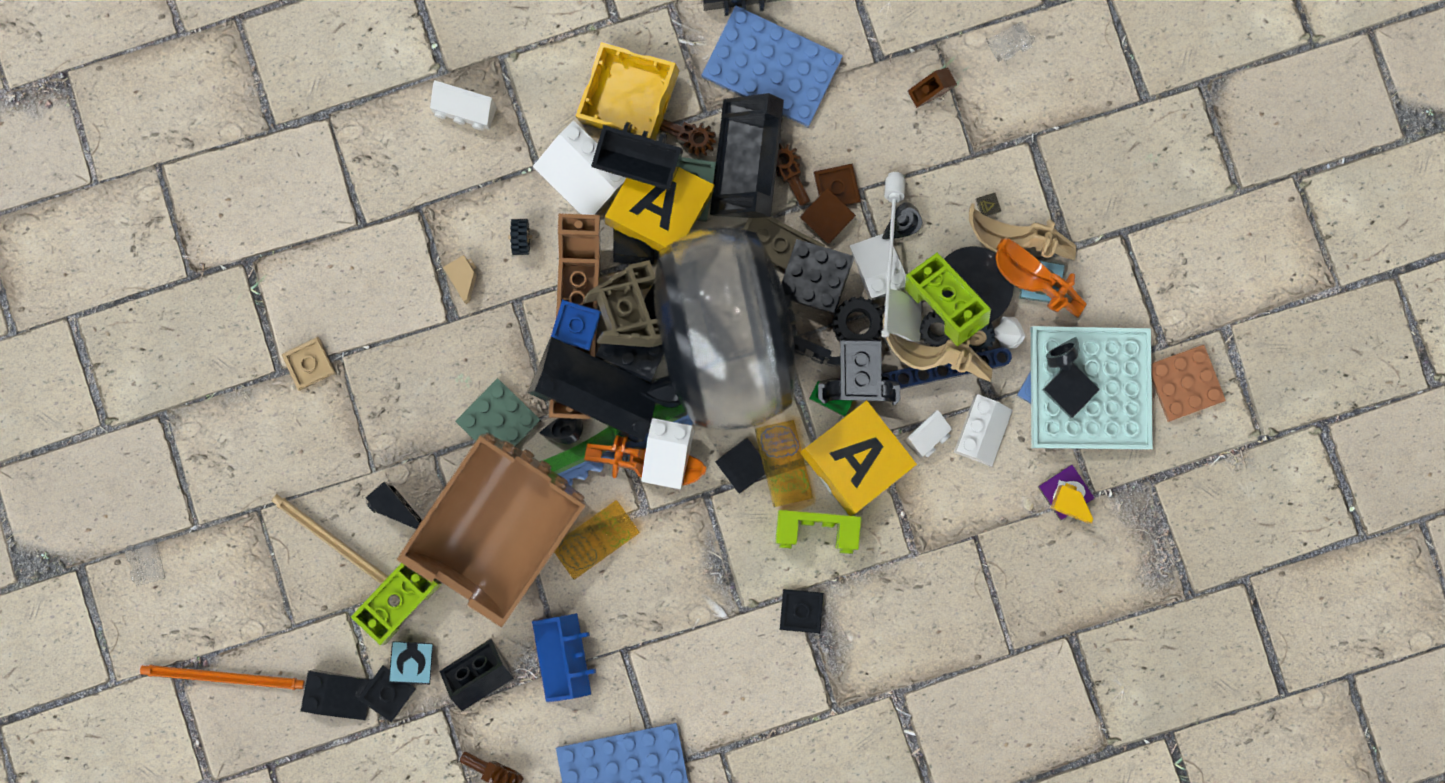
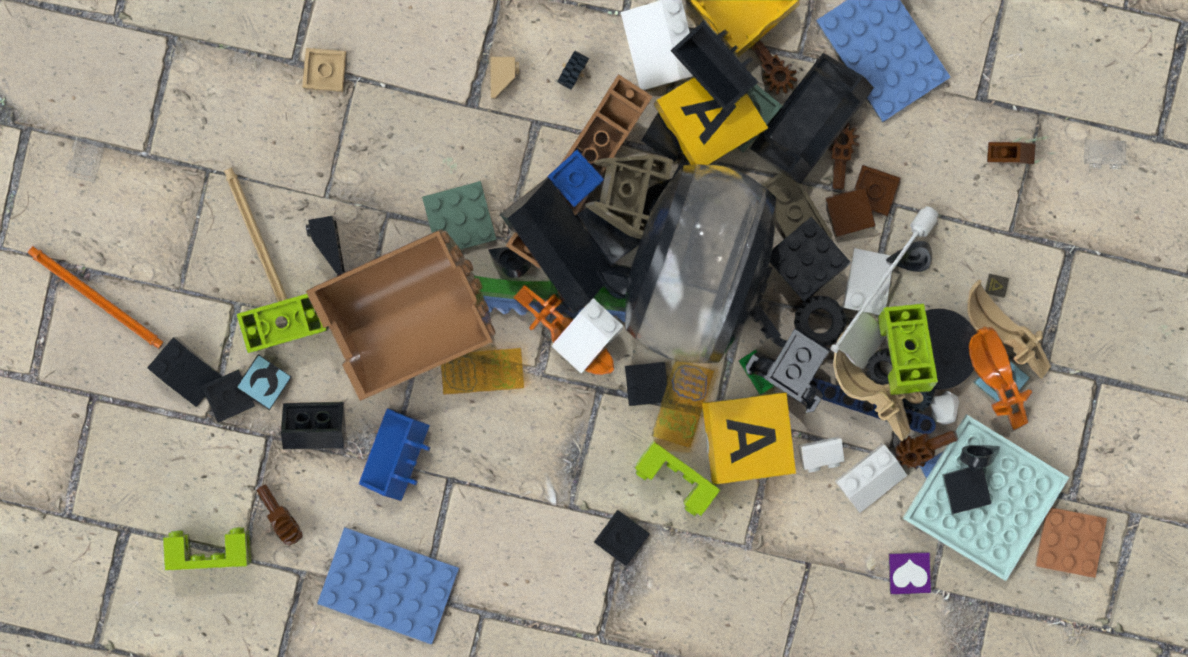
camera: 30 degrees right, 5 degrees up
(1011, 377) = (918, 450): none -> reddish brown gear
(1071, 503) = (907, 585): yellow slope -> none

